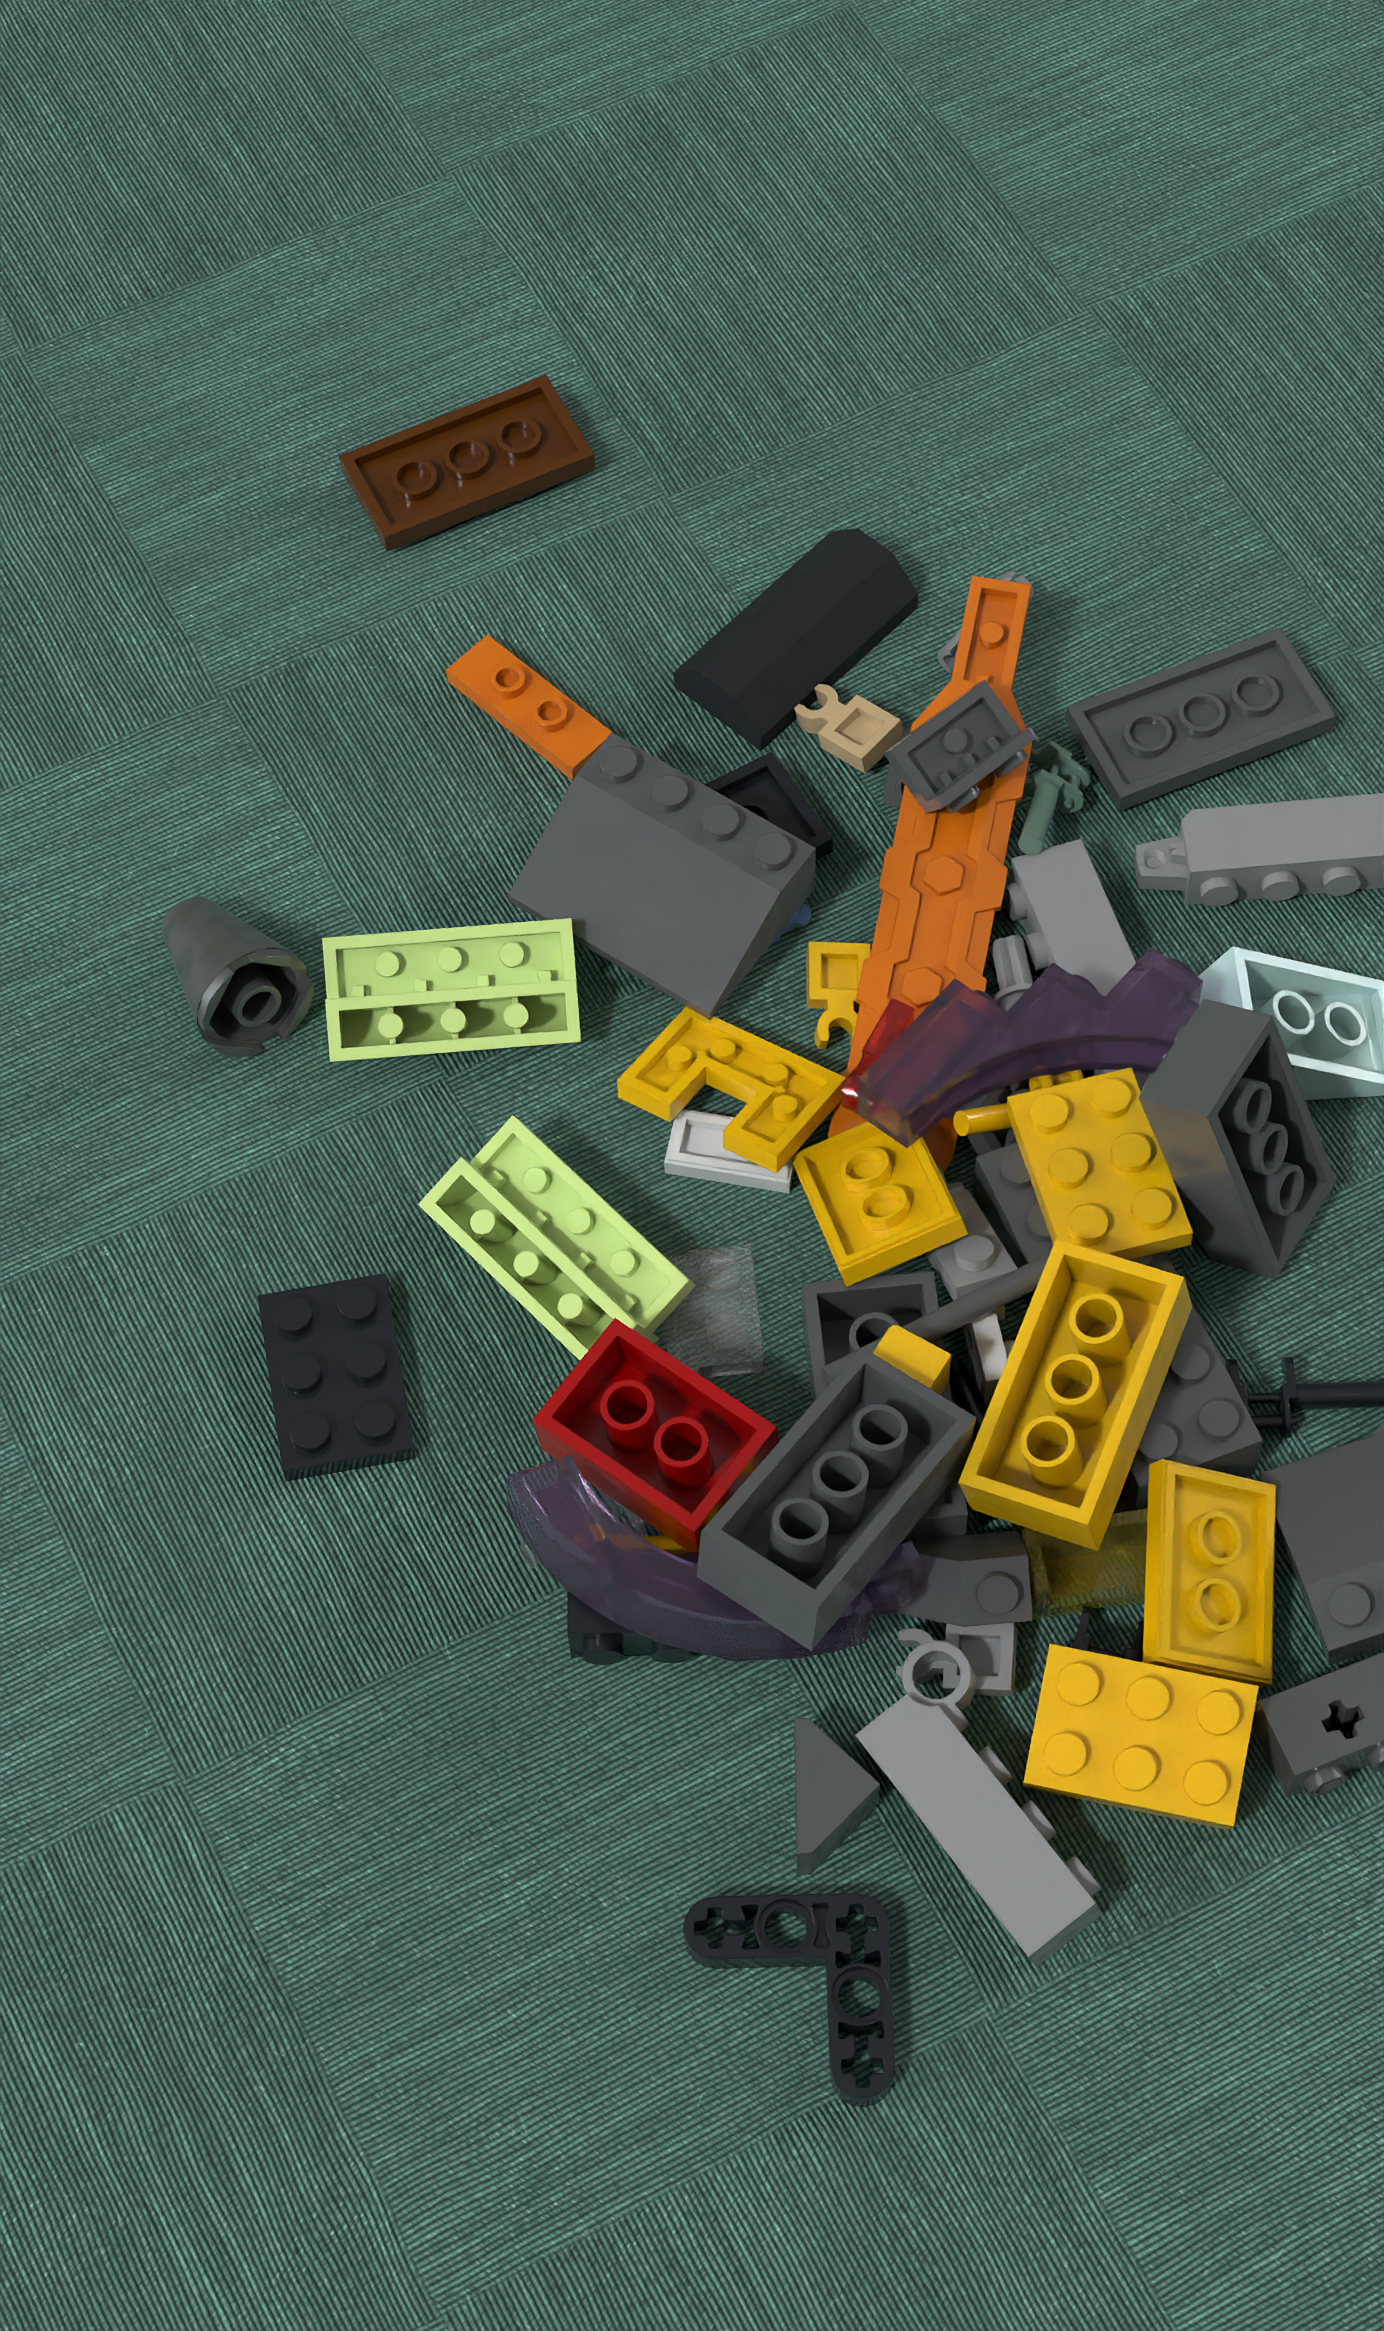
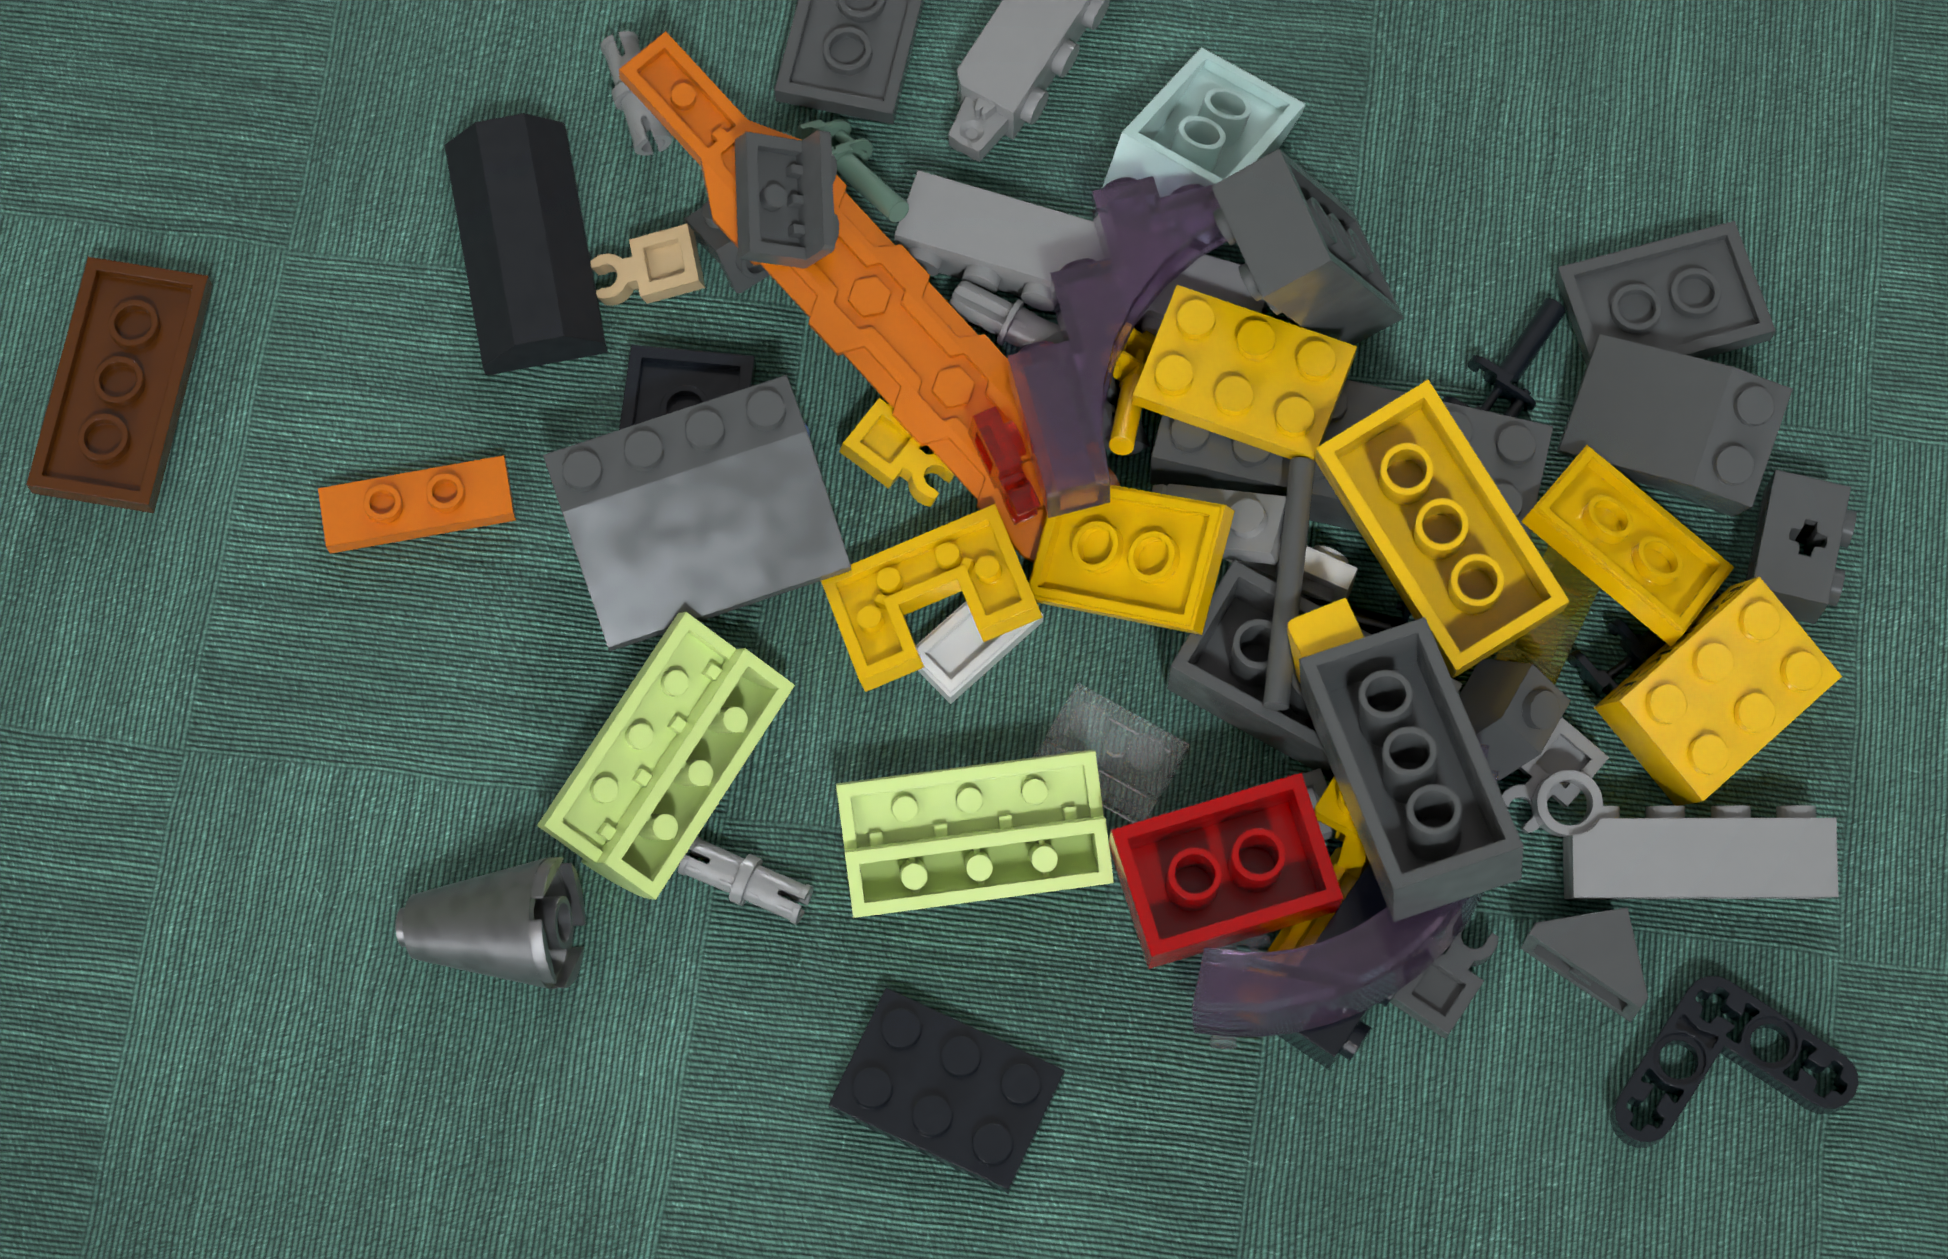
camera: 55 degrees left, 10 degrees up
(400, 1120) = (746, 880): none -> light grey pin
(703, 1690) = (1446, 987): none -> dark grey plate

